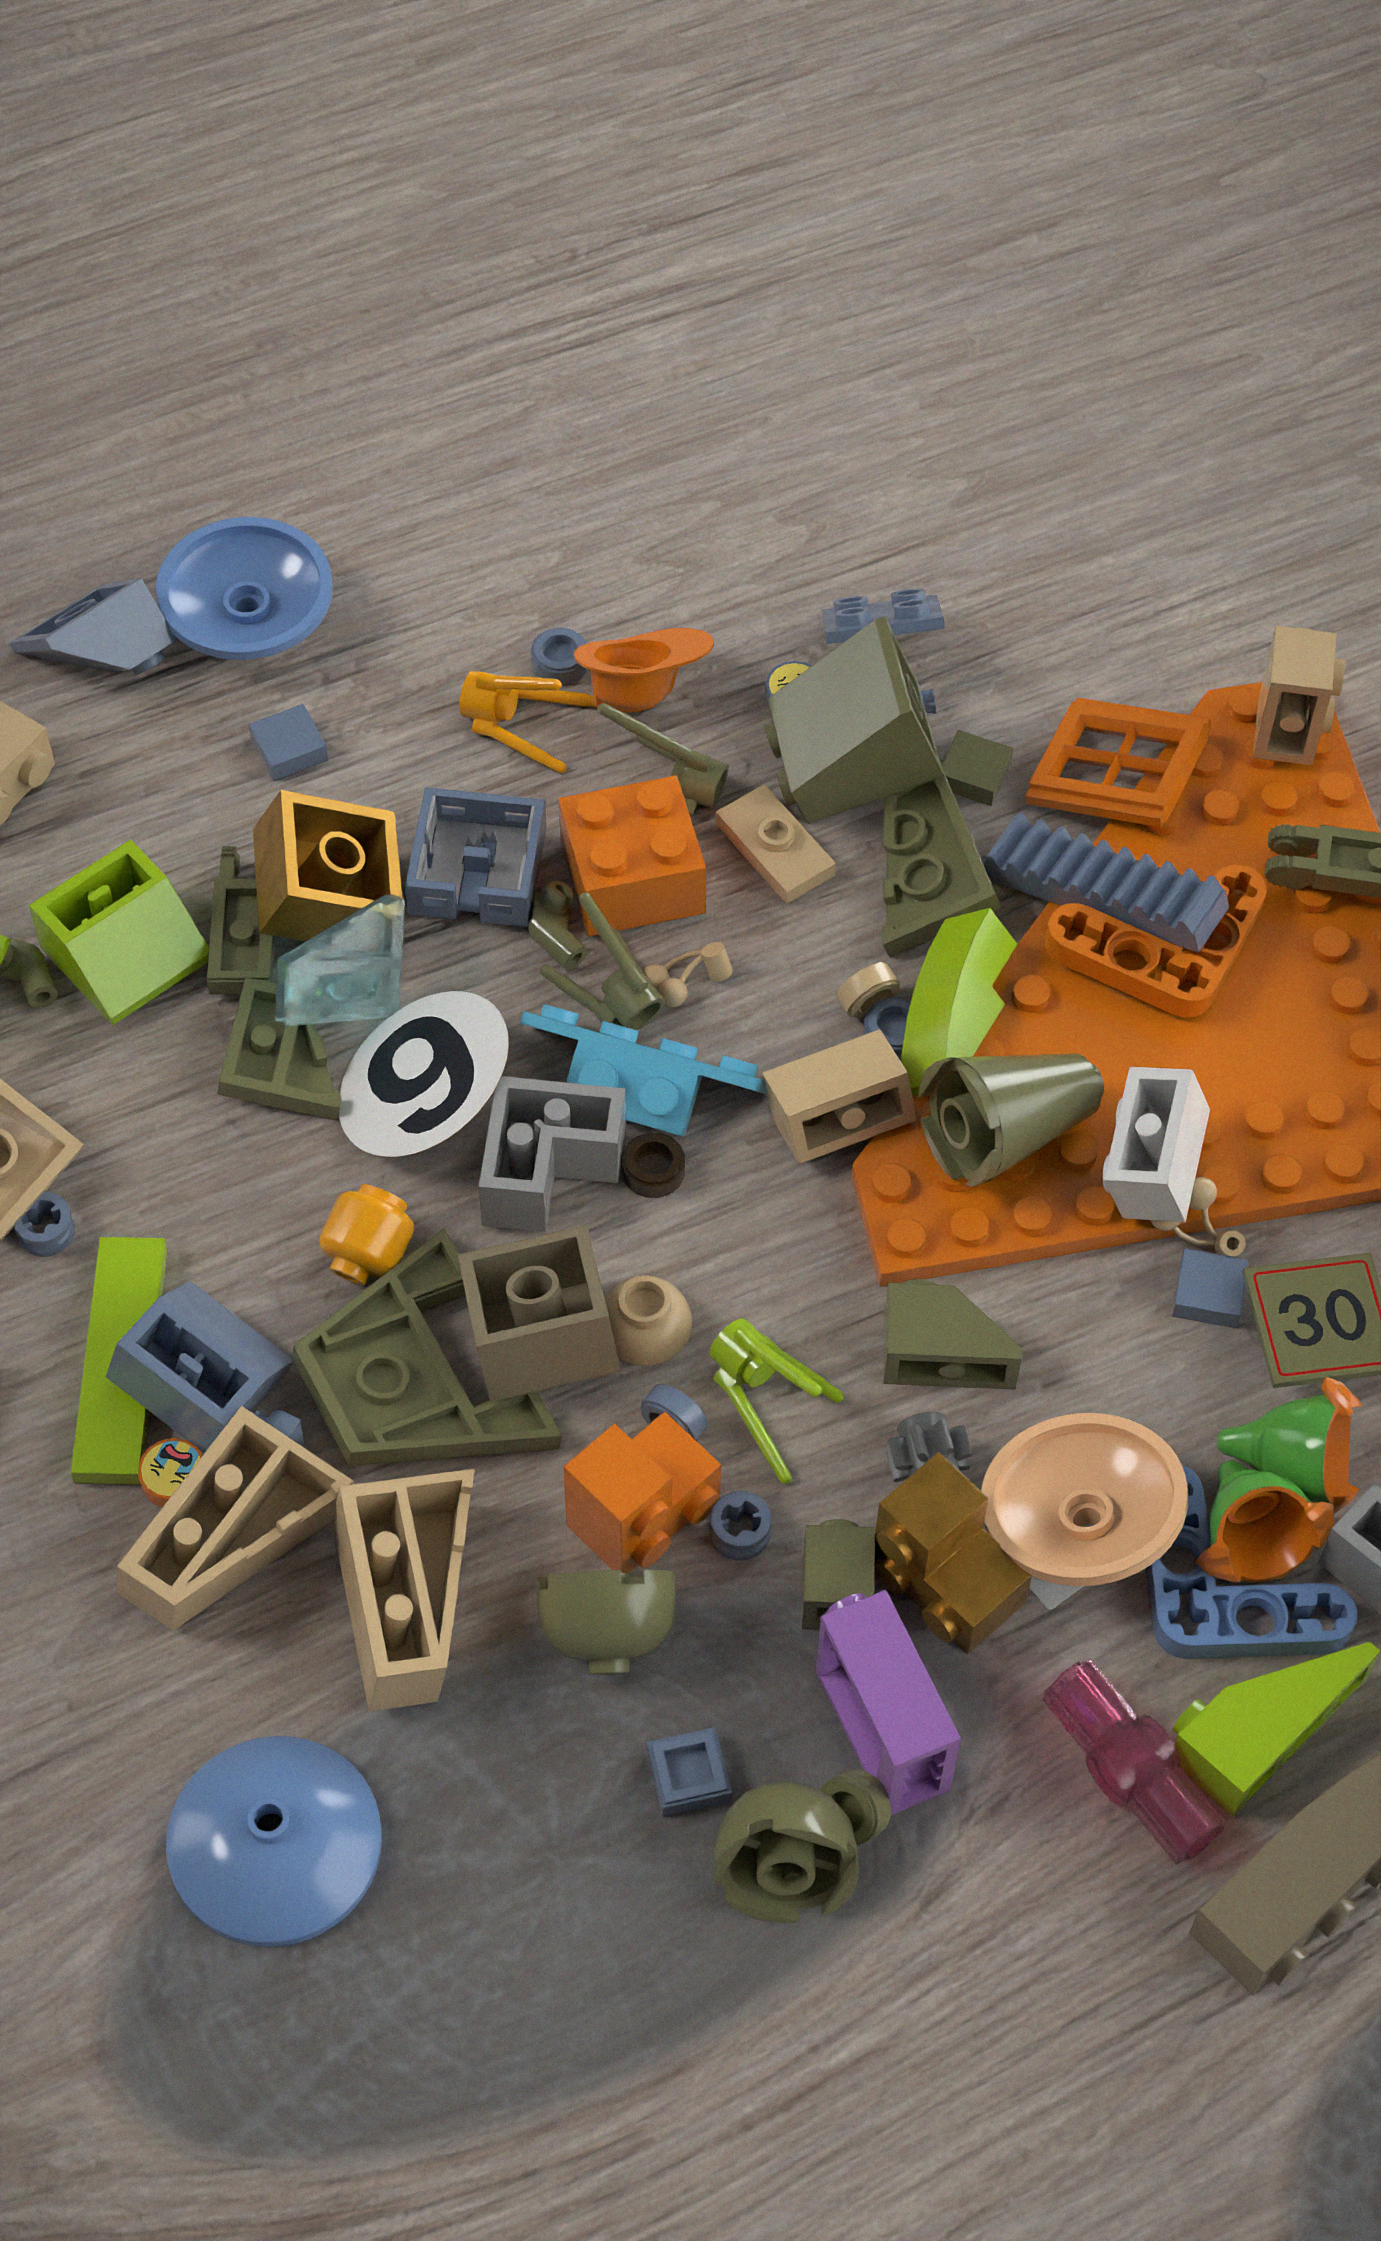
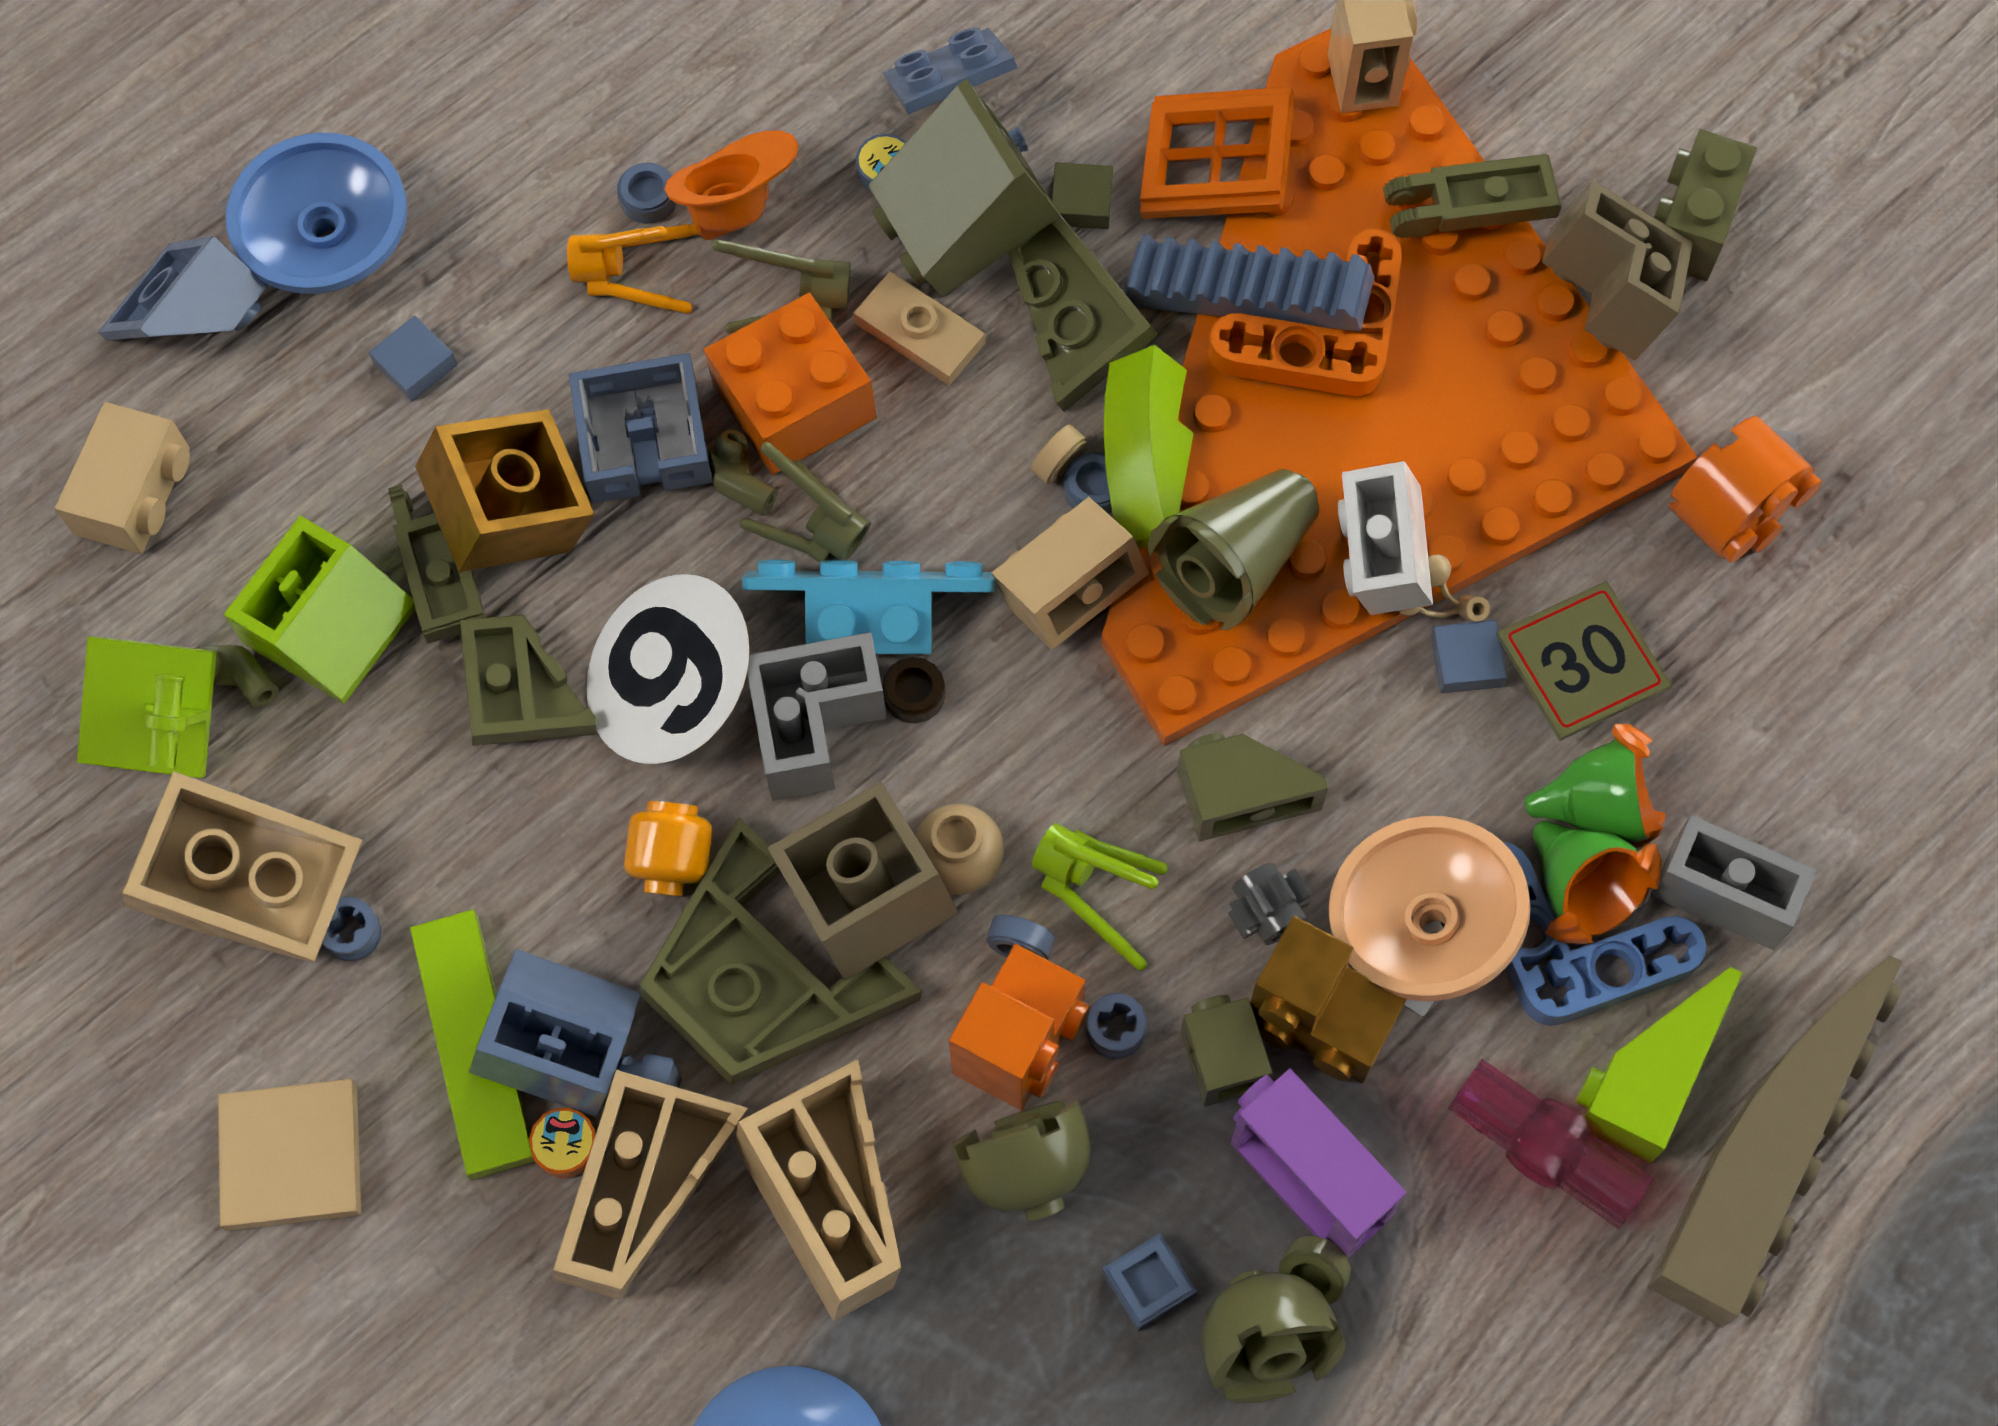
camera: 15 degrees left, 10 degrees up
(346, 969) = (557, 586): clear light blue wing -> none
(674, 989) = (873, 506): tan piece -> none

